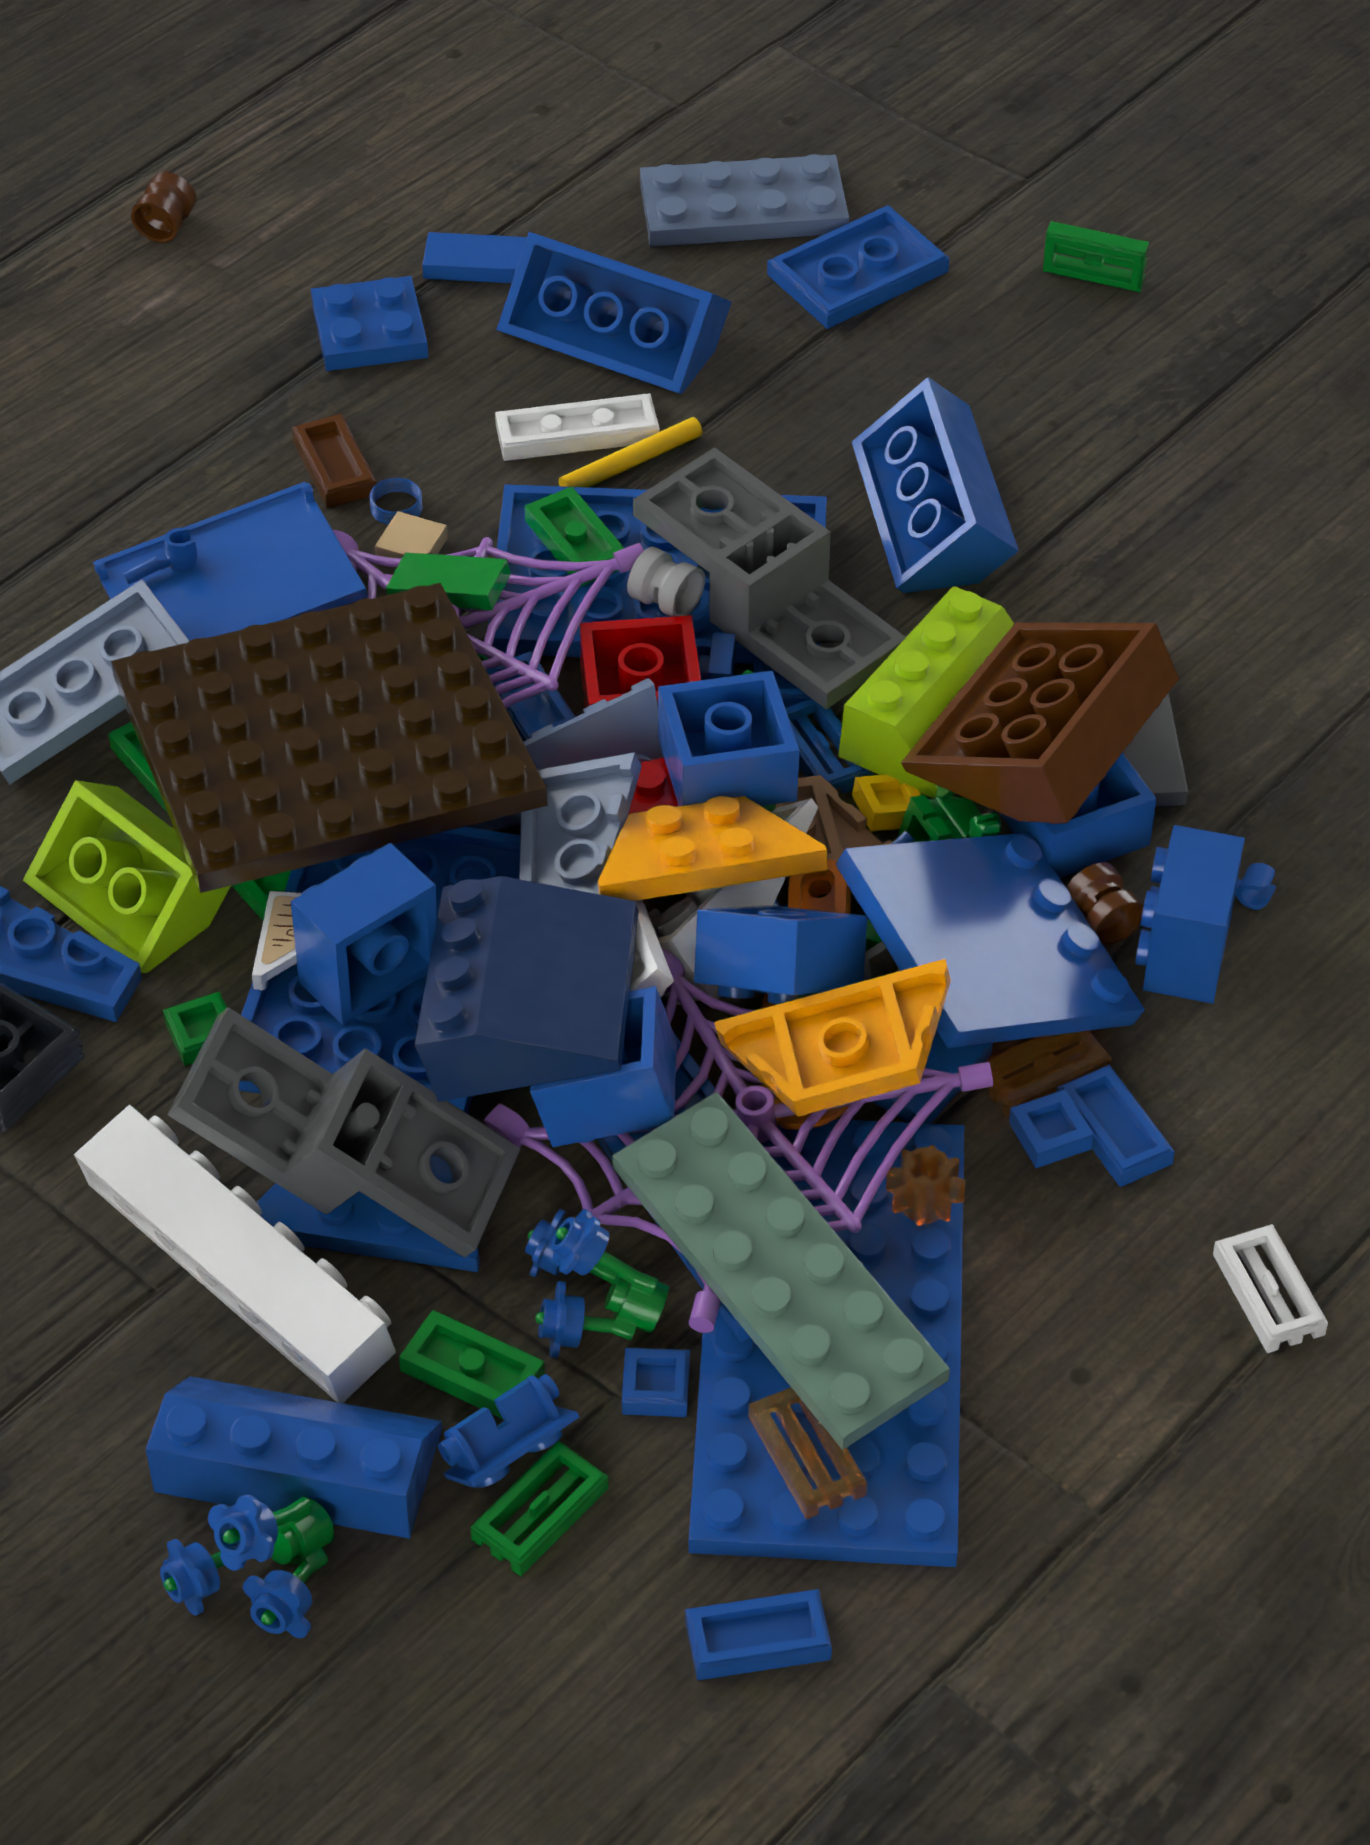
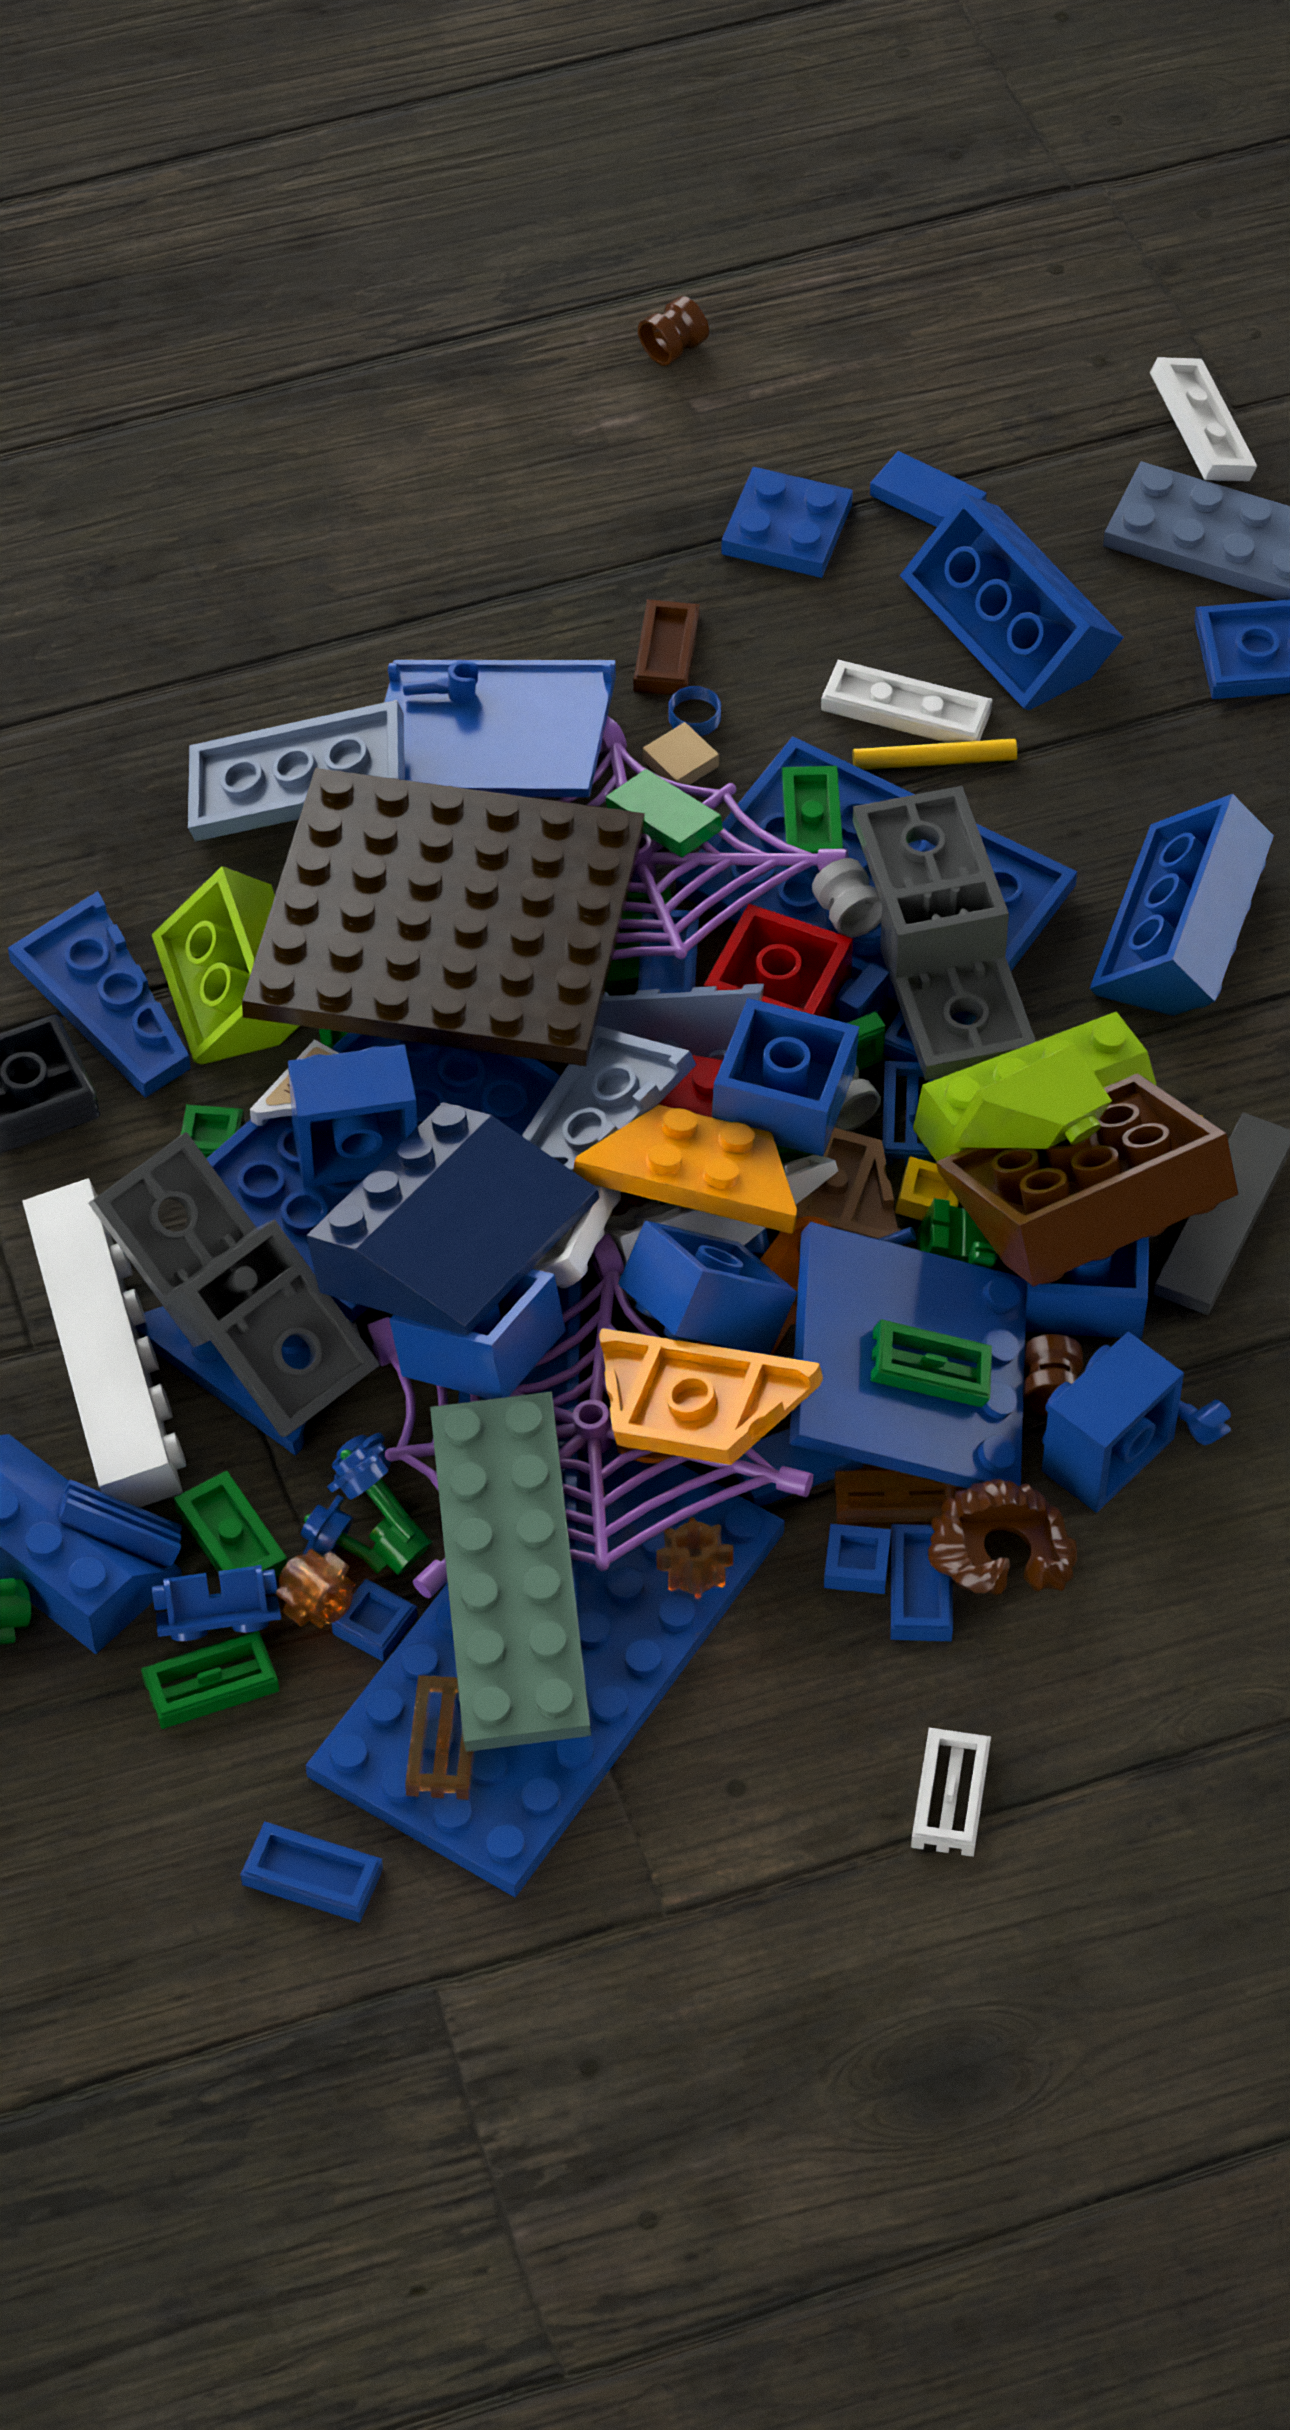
camera: 30 degrees right, 5 degrees up
(368, 1402) = (120, 1523): none -> blue tile
(592, 1375) = (315, 1588): none -> clear orange gear
(669, 118) = (1203, 419): none -> white plate
(974, 673) = (1035, 1106): none -> lime slope
(1023, 935) = (931, 1373): none -> green tile
(1147, 1025) = (995, 1506): none -> reddish brown piece

